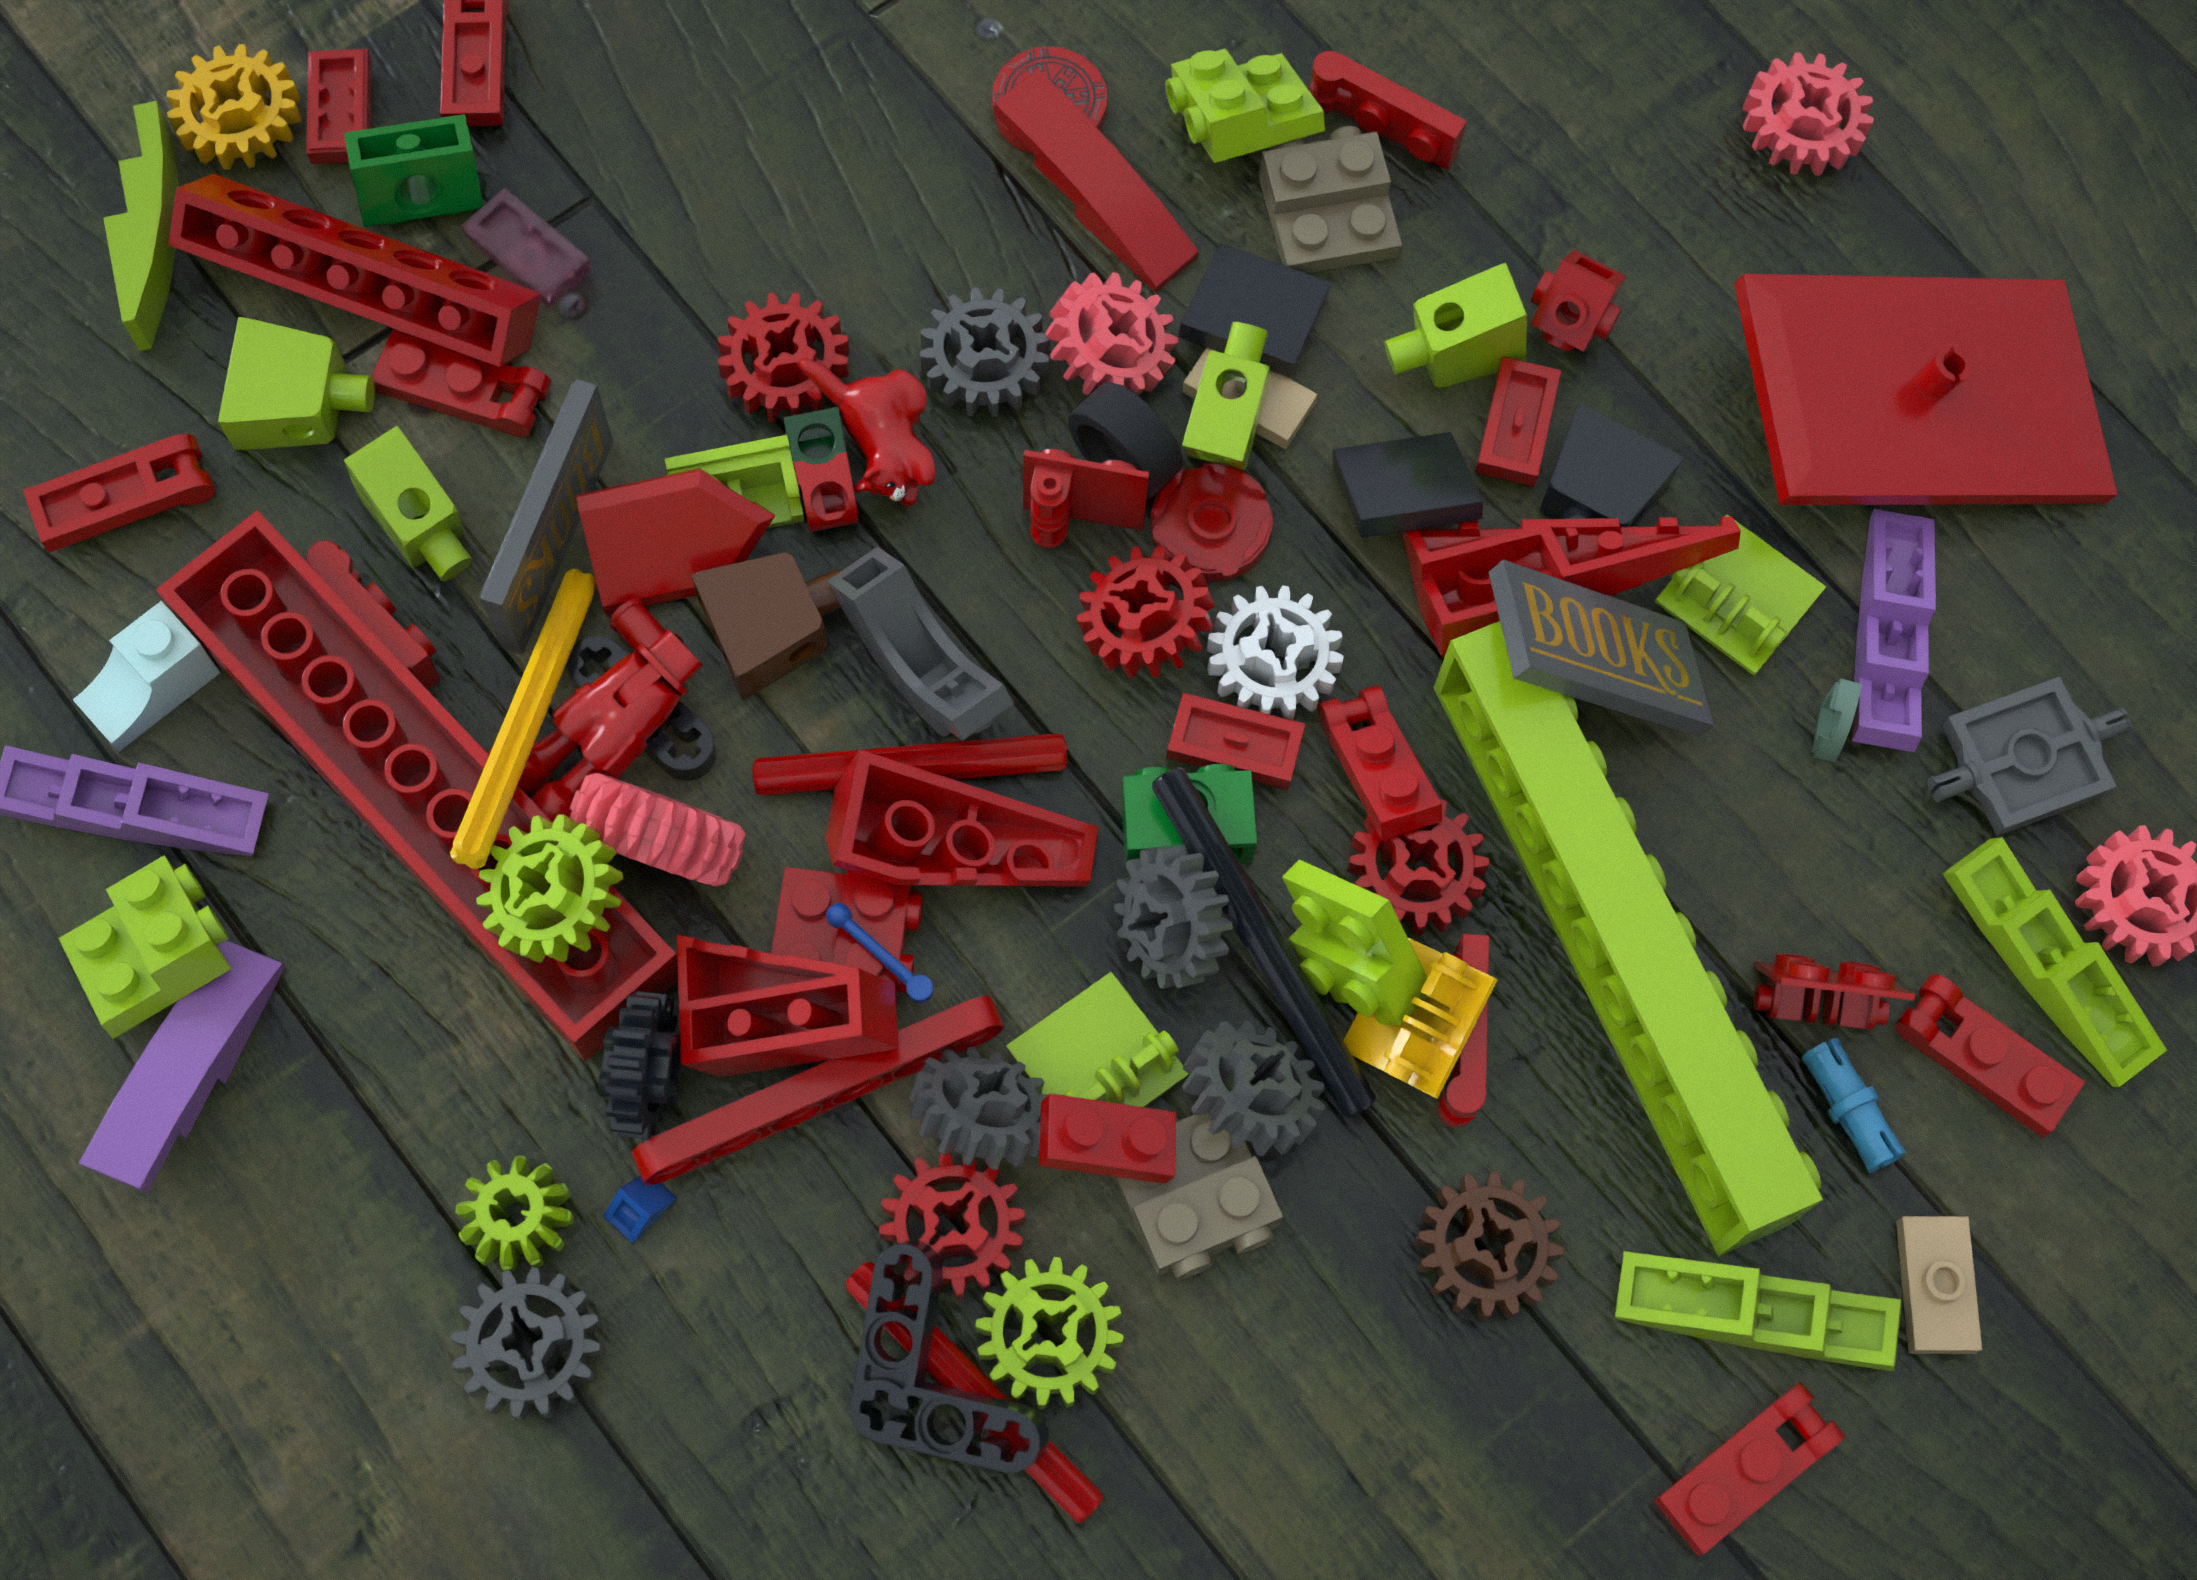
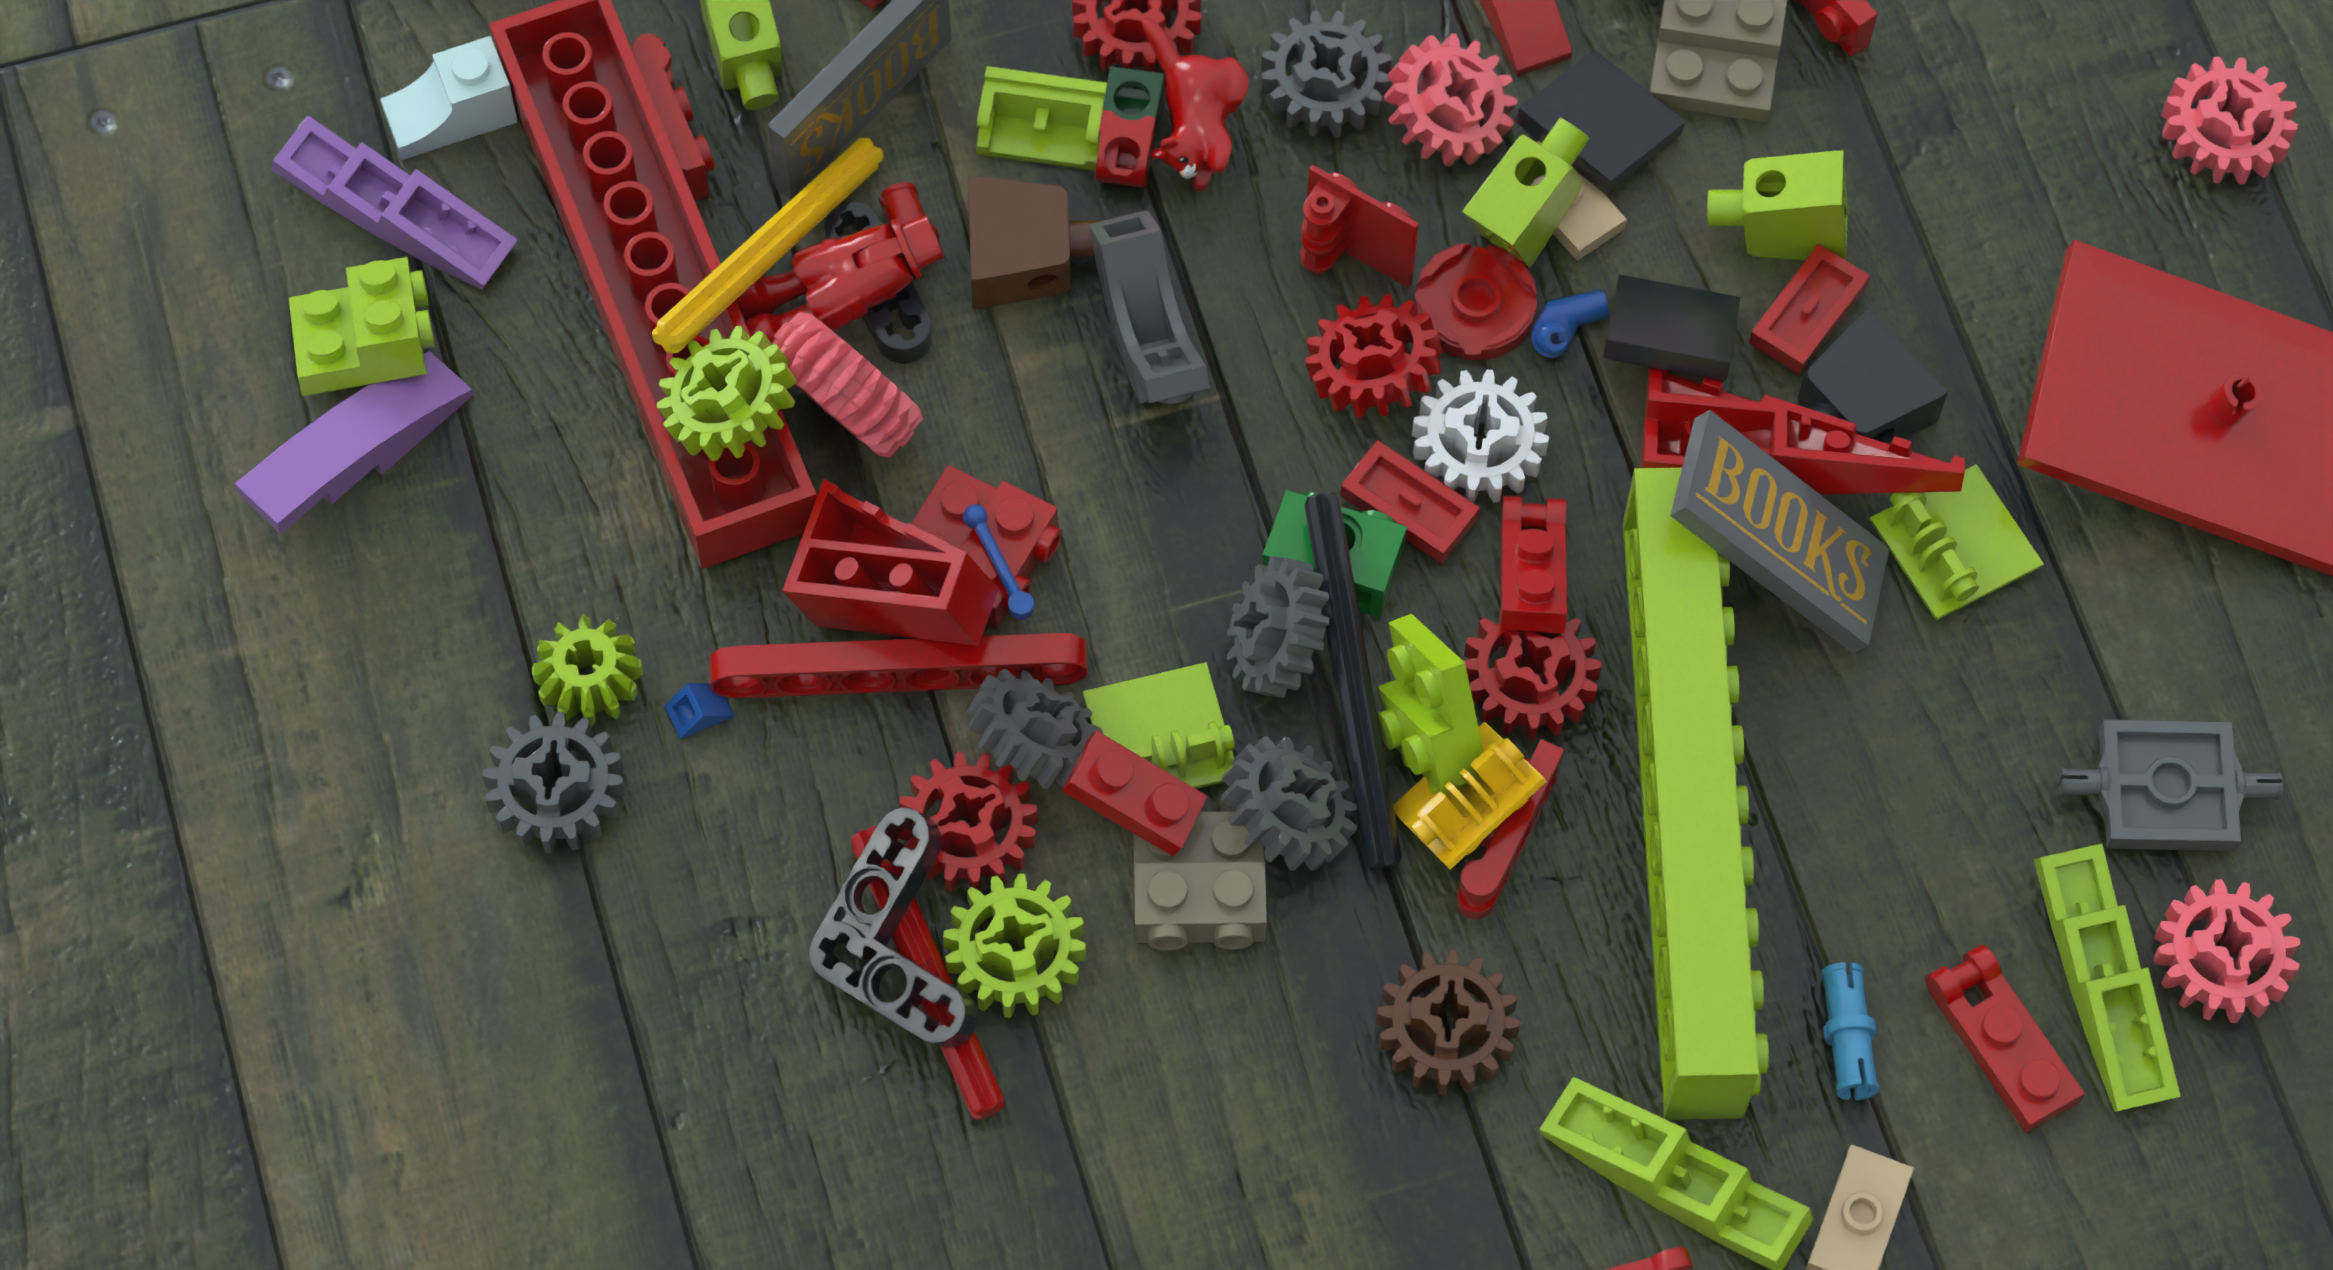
camera: 25 degrees right, 5 degrees down
(641, 1065) = (747, 580): black gear -> none
(661, 531) = (960, 128): red tile -> none
(940, 831) = (1097, 476): red wedge -> none
(946, 759) = (1101, 417): red axle -> none
(1125, 428) = (1421, 184): black tyre -> none
(1297, 511) = (1561, 318): none -> blue arm
(1582, 283) = (1913, 217): red brick -> none
(1835, 719) = (2003, 674): sand green tile -> none
(1849, 993) = (1842, 894): red hinge -> none
(1893, 629) = (2090, 625): medium lavender slope -> none

